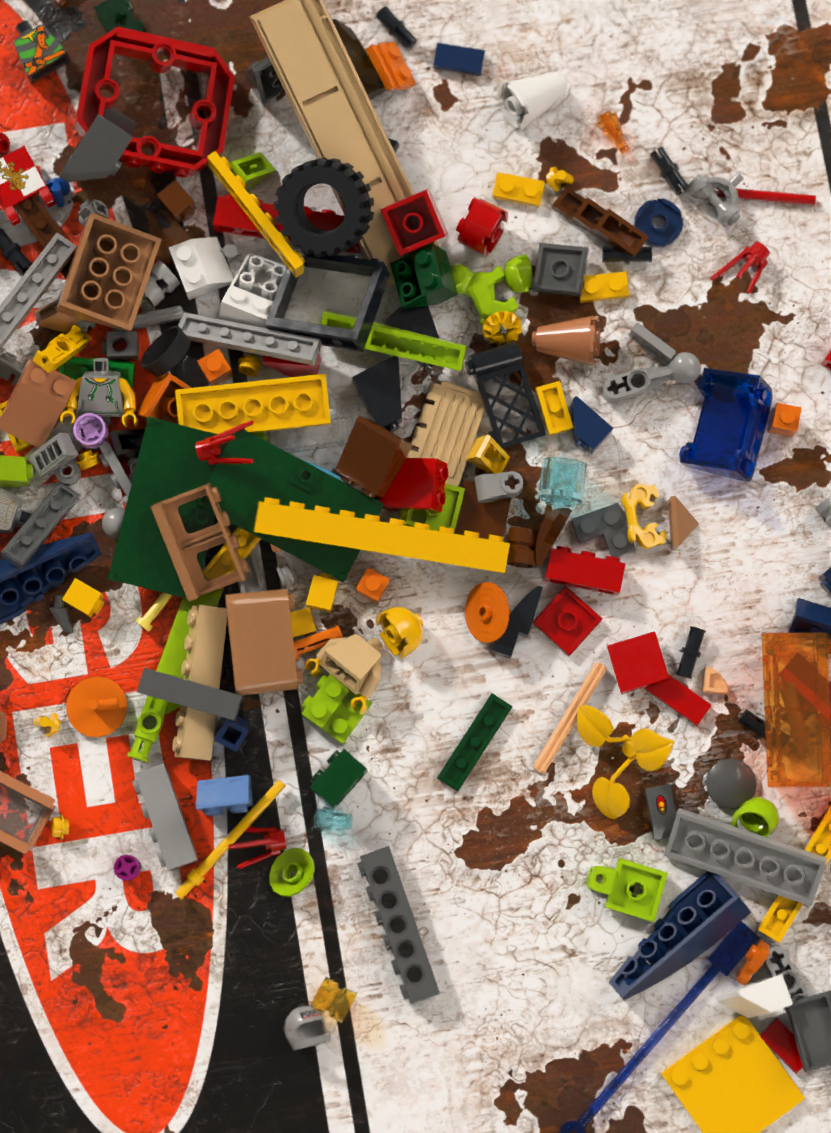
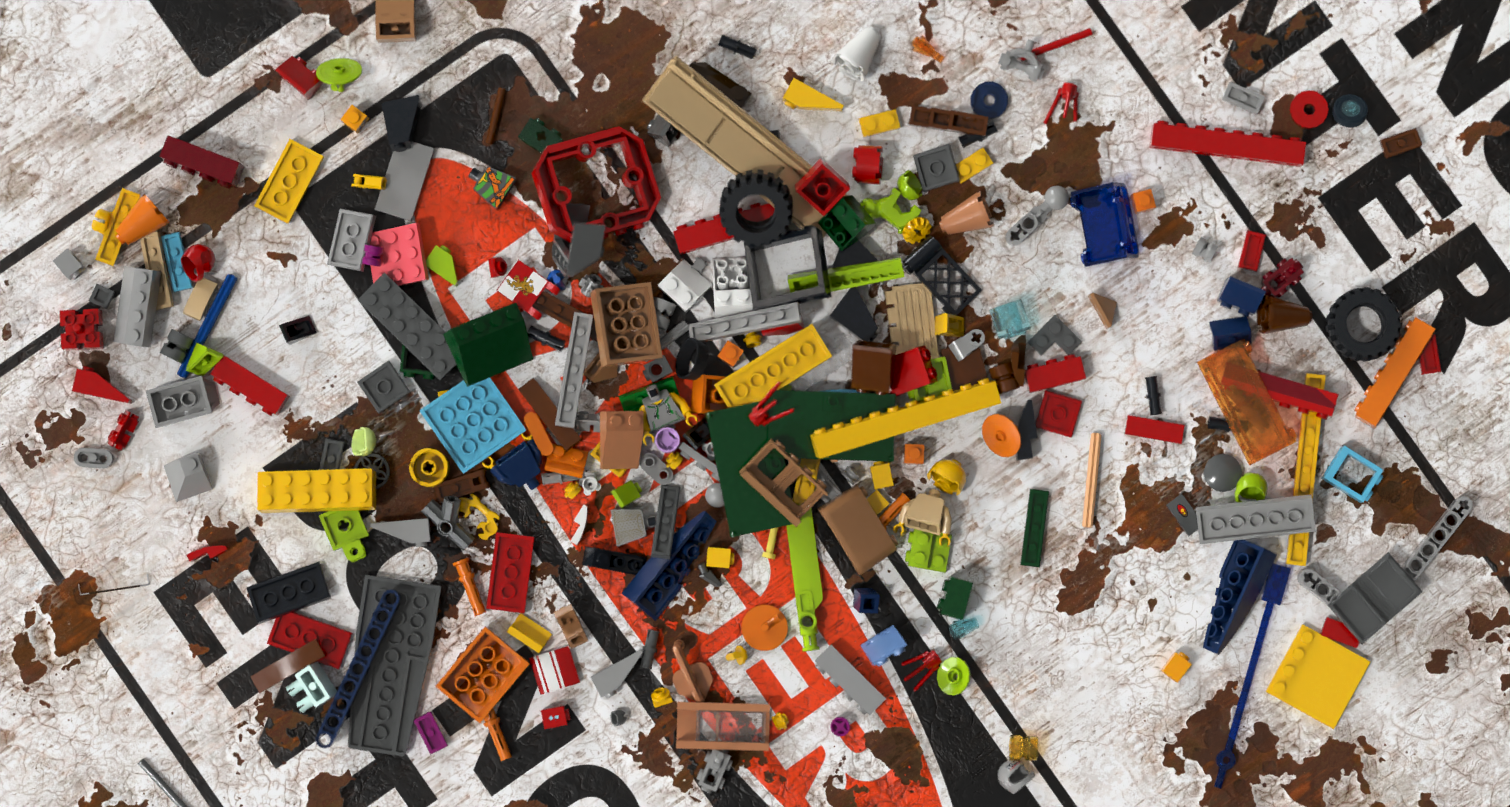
camera: 25 degrees left, 5 degrees up
(54, 356) = (618, 401): yellow piece -> none
(67, 448) = (657, 459): light grey slope -> none
(177, 202) = (645, 248): reddish brown brick -> none
(189, 694) = (827, 589): dark grey tile -> none
(195, 877) = (890, 709): yellow bar -> none
(204, 667) = (829, 577): tan brick -> none
(250, 206) = (701, 228): yellow plate -> none
(252, 170) = (686, 200): lime slope -> none
(391, 66) = (747, 78): orange plate -> none
(427, 985) = (1081, 707): dark grey brick -> none
(448, 121) = (806, 98): none -> yellow slope
(458, 59) = (792, 48): dark blue tile -> none
(554, 408) = (979, 269): yellow plate -> none
(556, 178) = (901, 104): yellow plate -> none
(566, 990) = (1176, 666): none -> light orange brick
(588, 427) = (1008, 271): dark blue slope -> none
(617, 884) = (1177, 577): lime plate -> none
(638, 662) = (1121, 420): red tile -> none
(640, 495) = (1086, 329): yellow helmet -> none
(648, 746) = (1156, 477): yellow plant -> none
(652, 343) = (1026, 190): light grey tile -> none
(669, 170) = (979, 59): black pin -> none
(714, 682) = (1179, 408): light nougat tile -> none
(755, 958) = (1293, 583): orange plate -> none
(760, 999) = (1309, 610): white slope -> none

